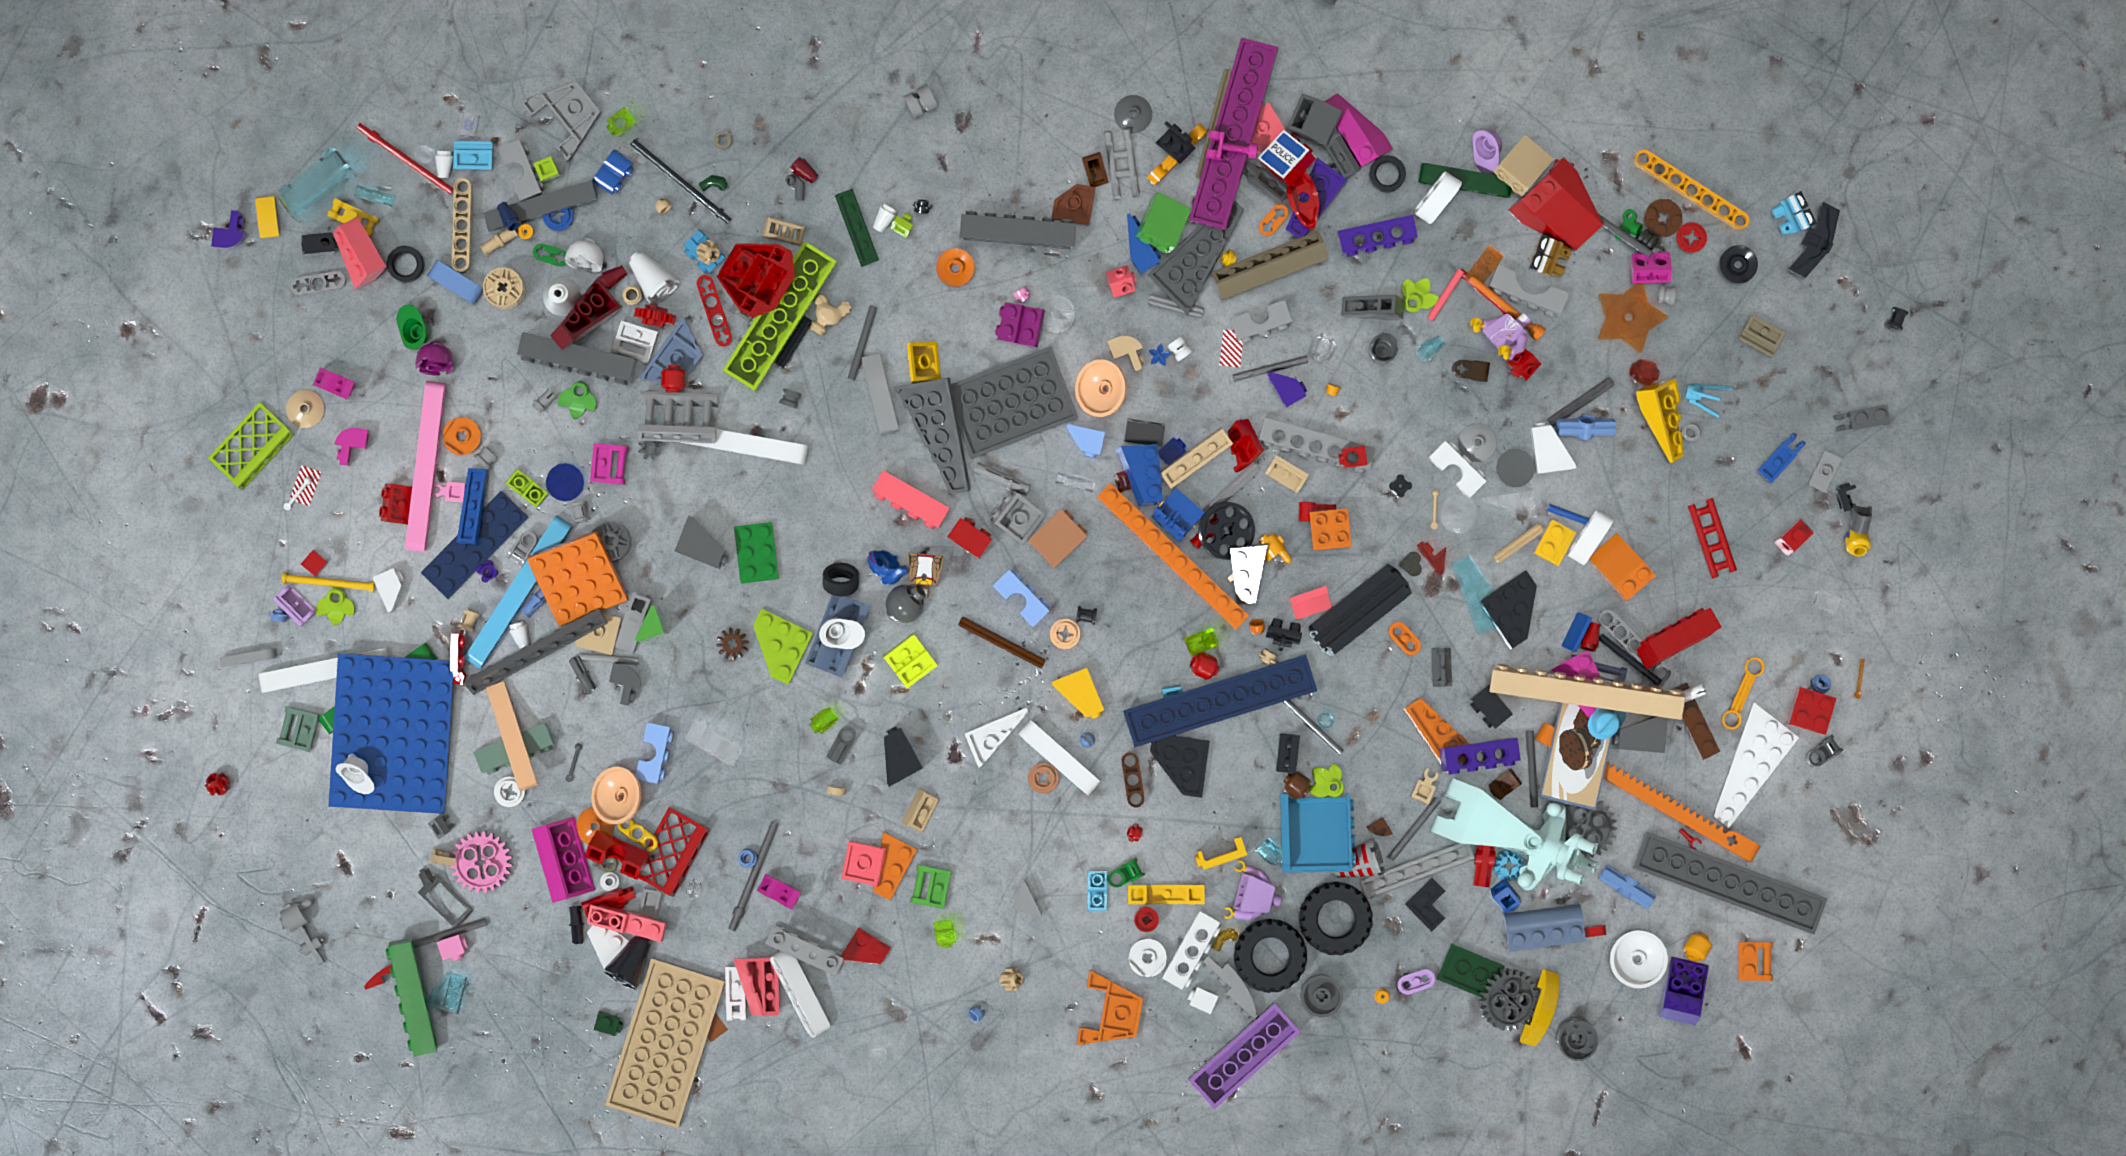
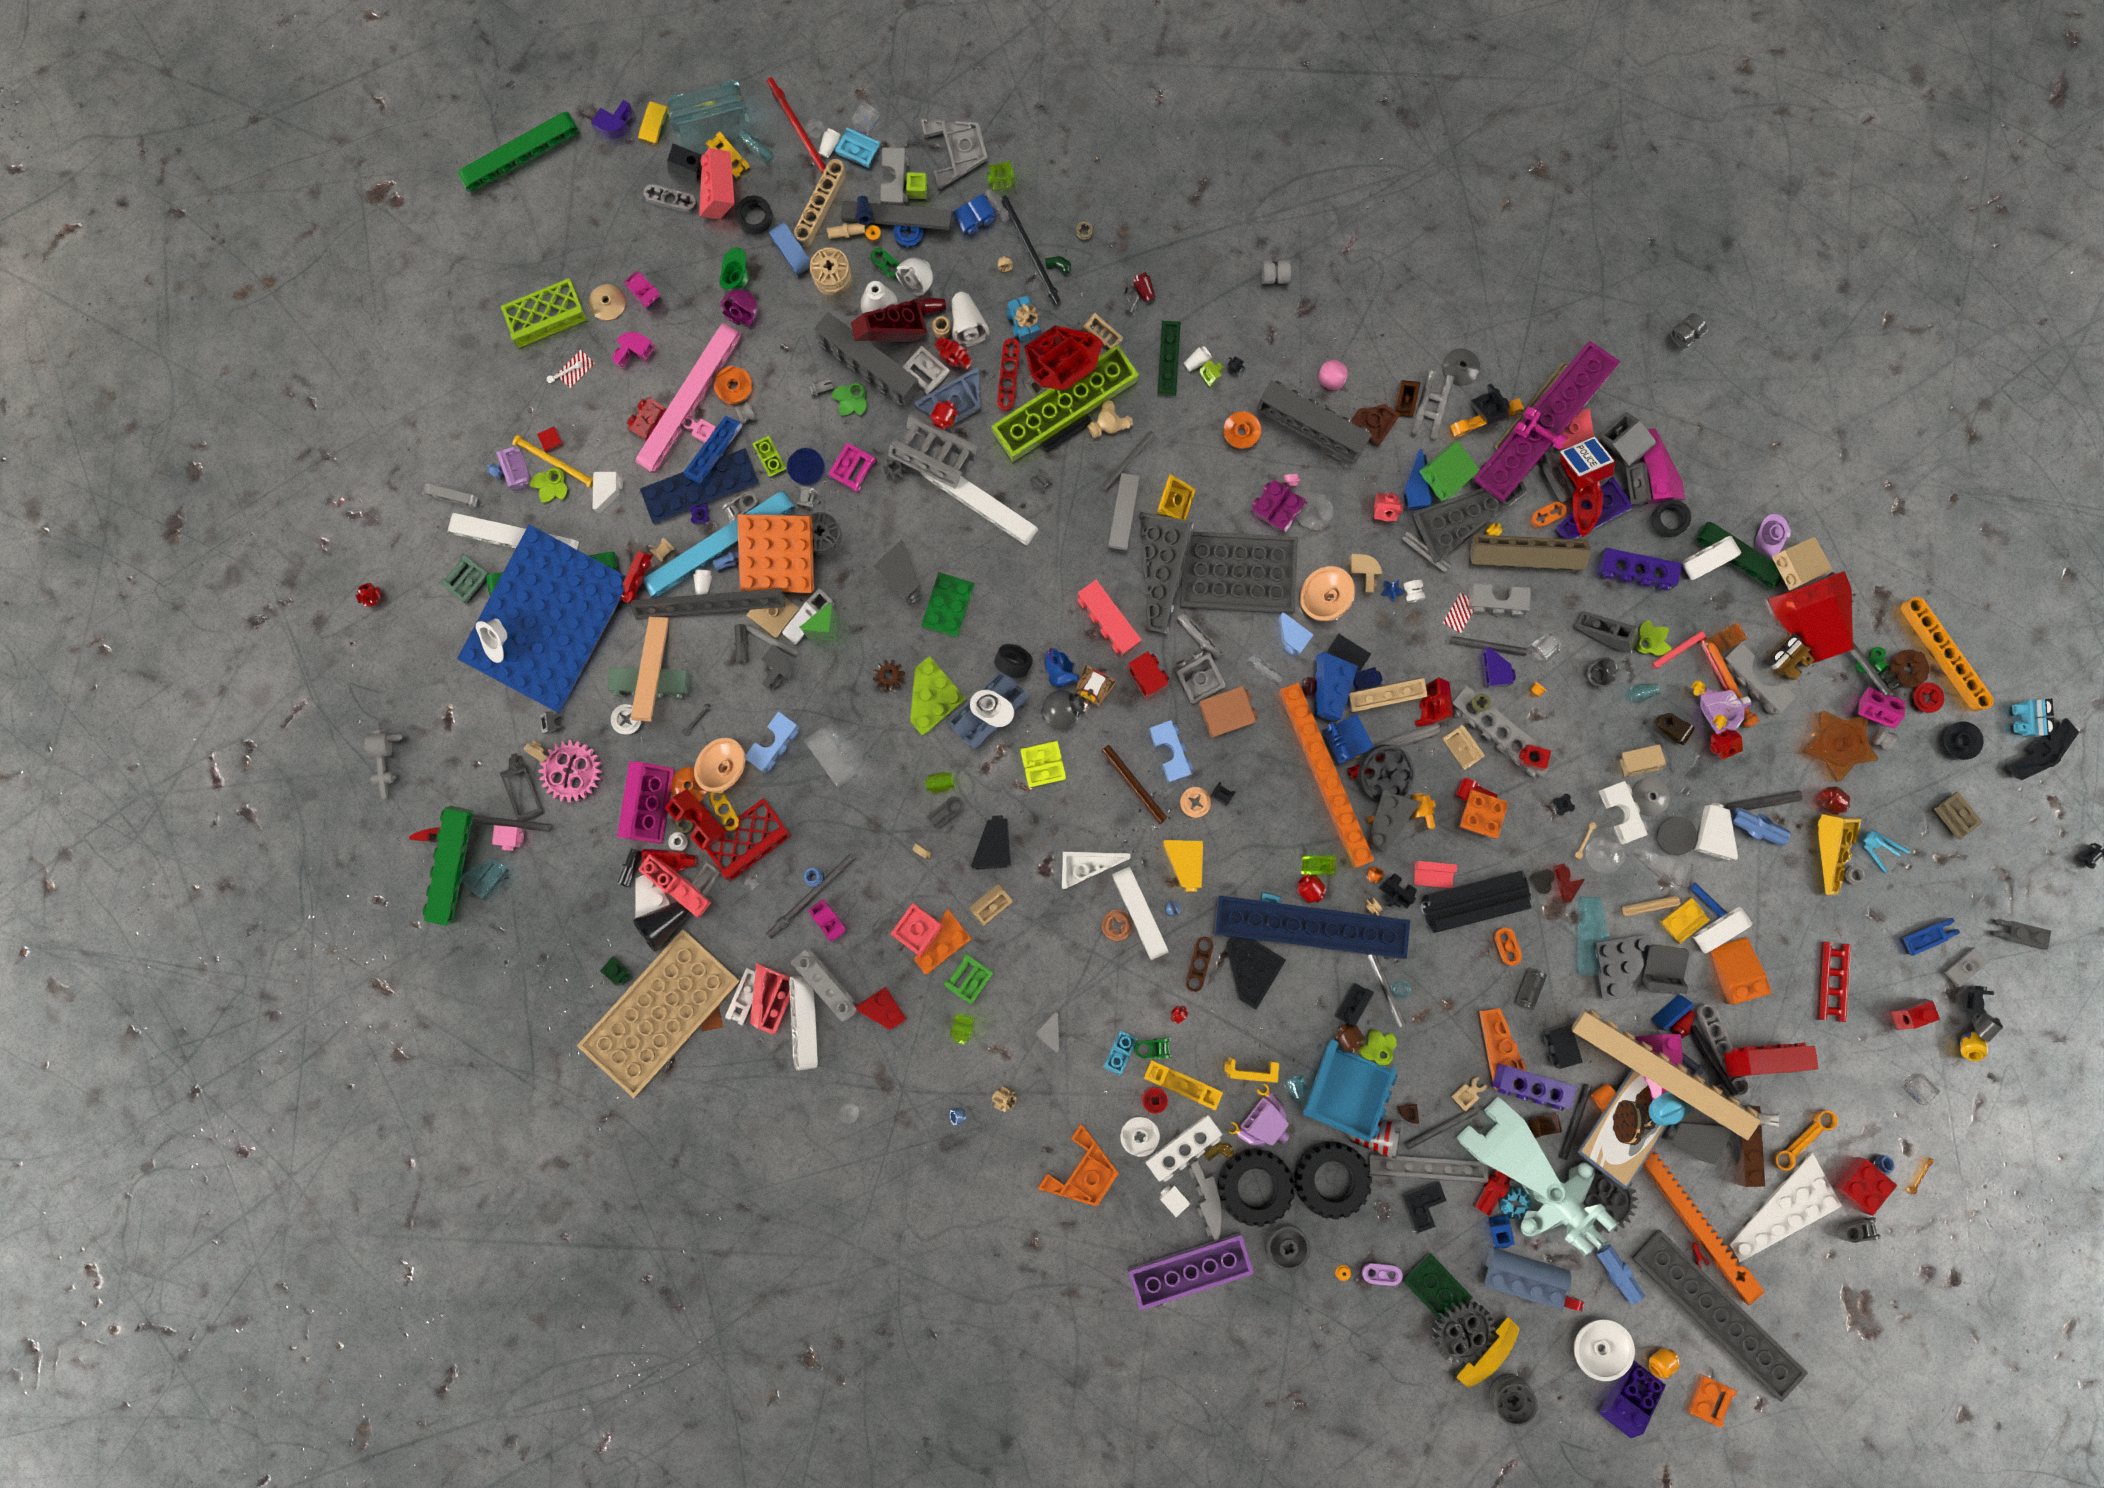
camera: 30 degrees right, 5 degrees down
(153, 302) = (517, 151): none -> green beam
(1016, 175) = (1333, 375): none -> bright pink hair
(1289, 429) = (1476, 707): none -> olive bush
(1455, 413) = (1642, 761): none -> tan hinge
(1554, 596) = (1666, 969): none -> dark grey bracket

